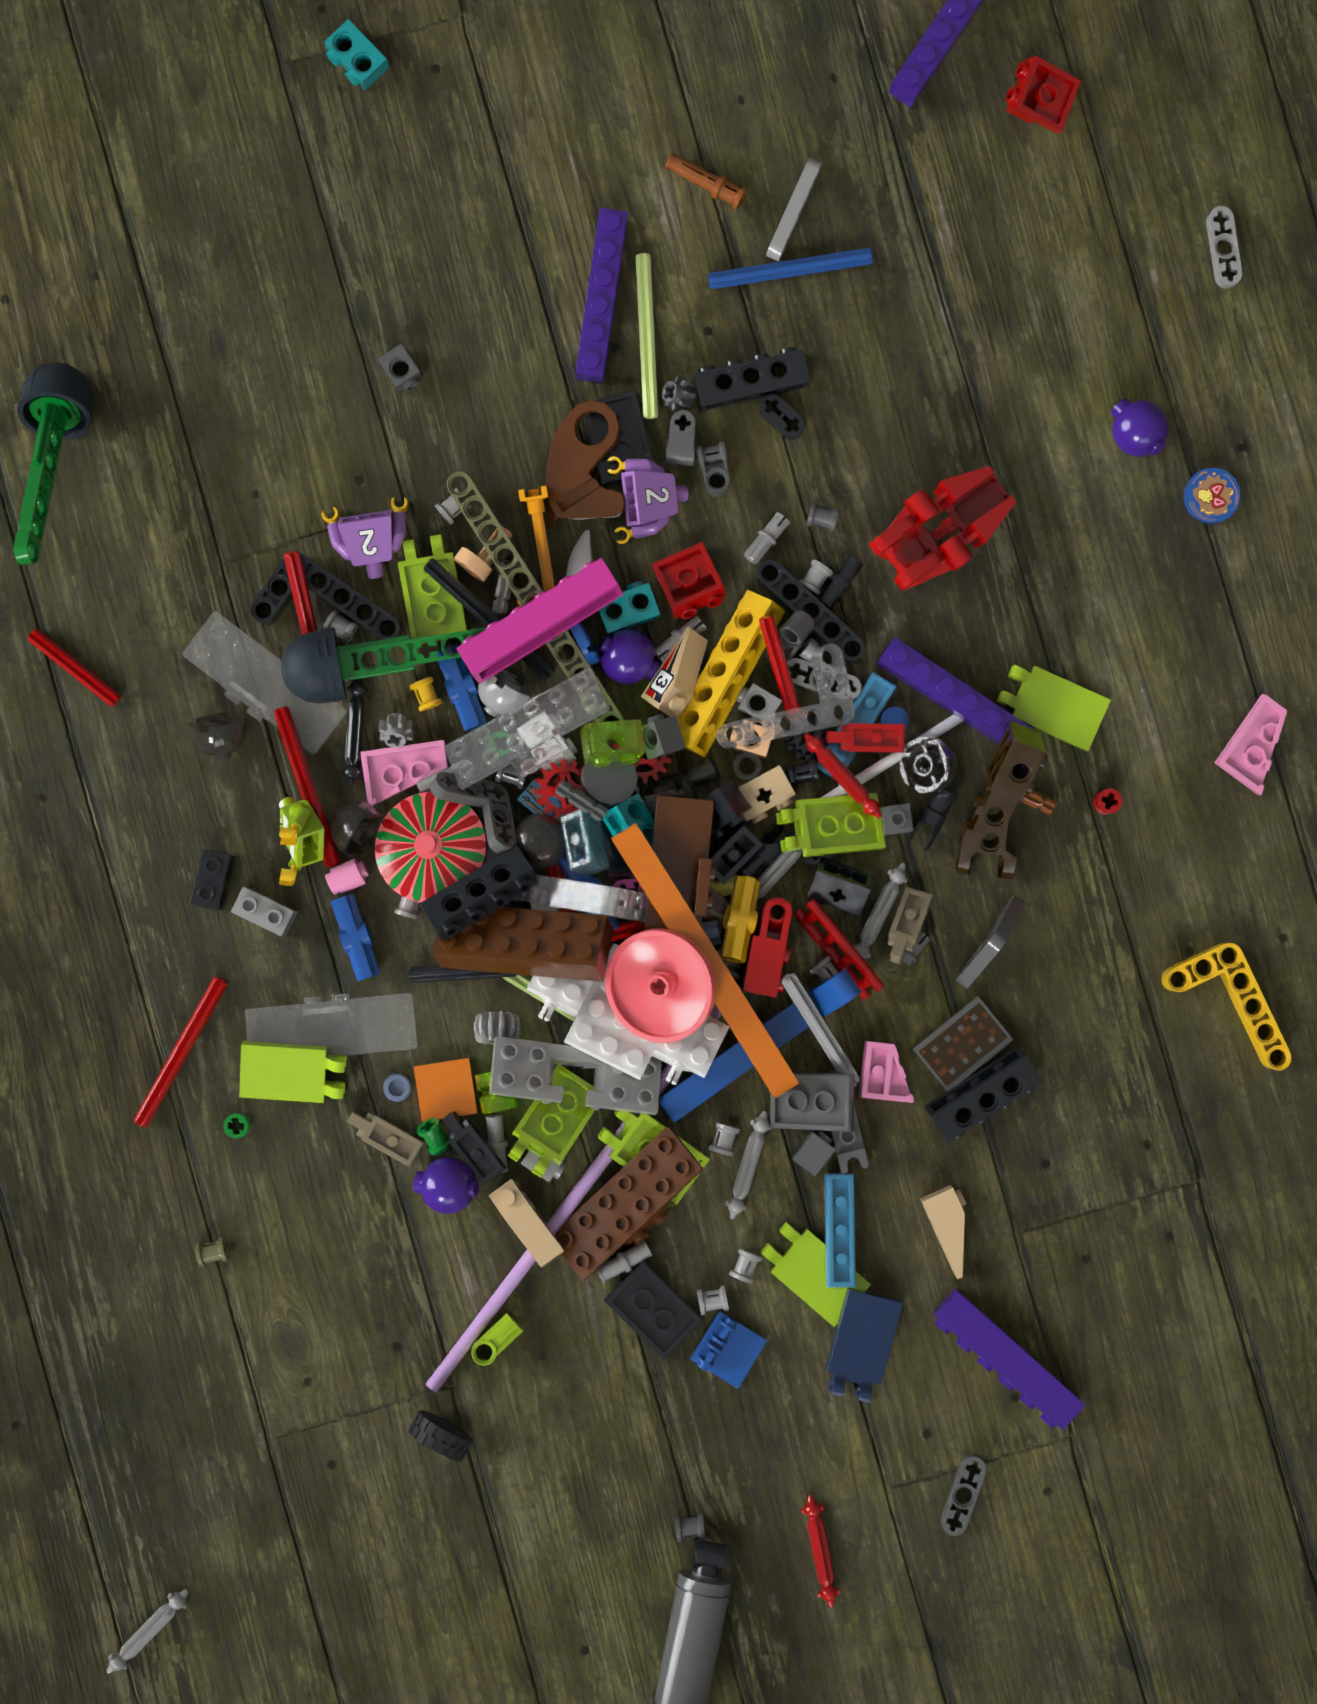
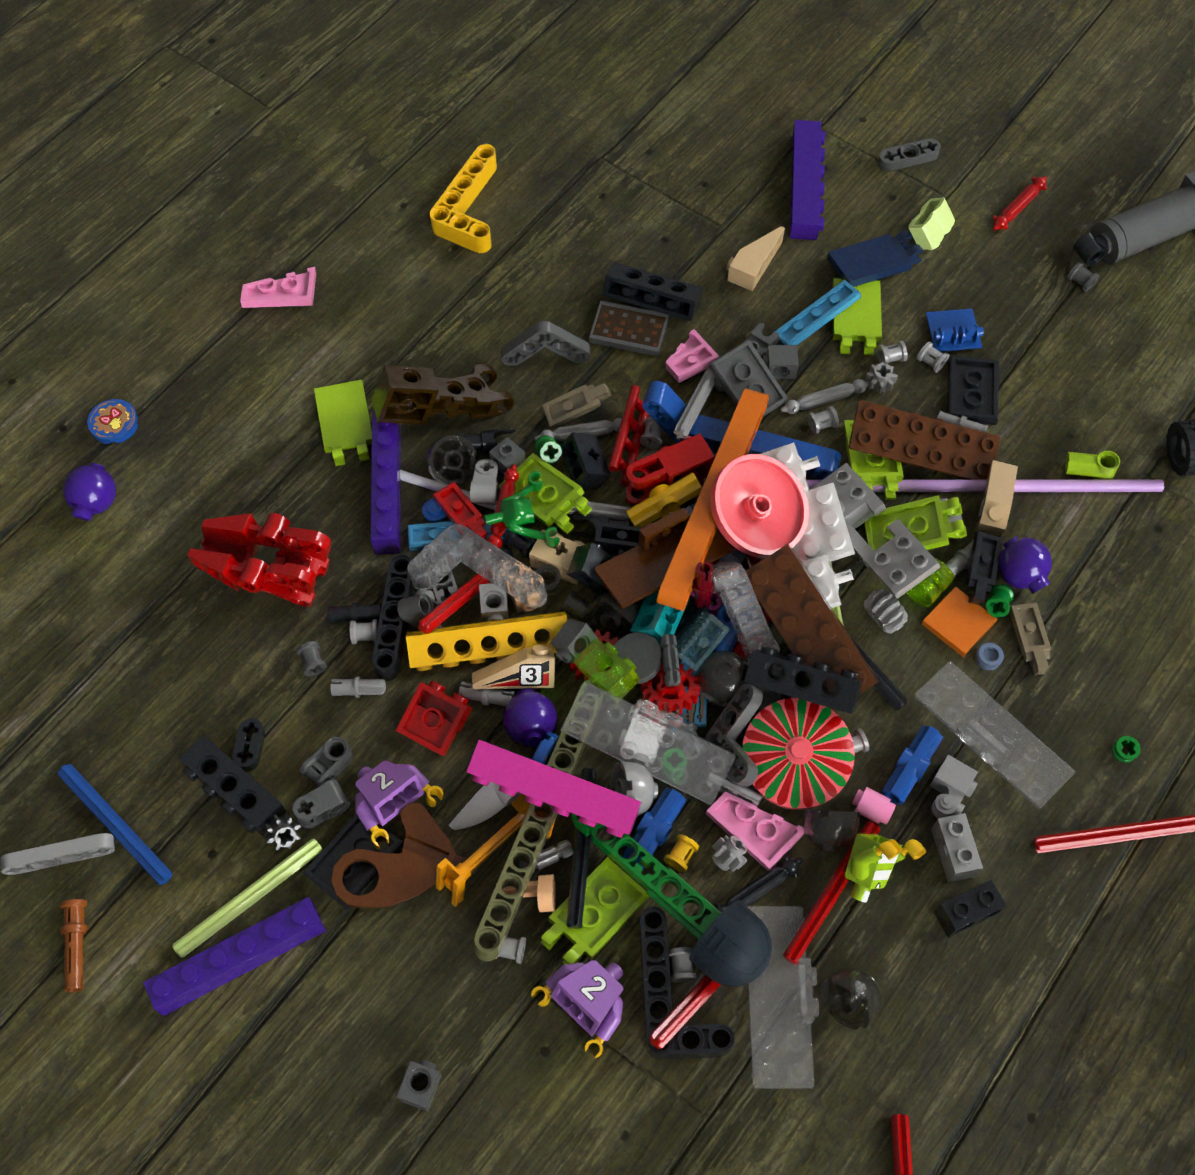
camera: 125 degrees left, 25 degrees down
(289, 1072) = (1053, 736): lime tile -> none
(312, 958) = (954, 781): none -> light grey brick
(625, 883) = (703, 584): none -> dark red pin
(630, 615) = (492, 734): teal brick -> none
(726, 1239) = (881, 377): none -> light grey gear
(822, 781) = (518, 512): none -> green piece
(856, 1431) = (932, 223): none -> yellowish green brick
(880, 777) = (484, 483): none -> light grey piece
(883, 864) = (541, 446): none -> green bush
(1115, 797) = (393, 344): red bush -> none

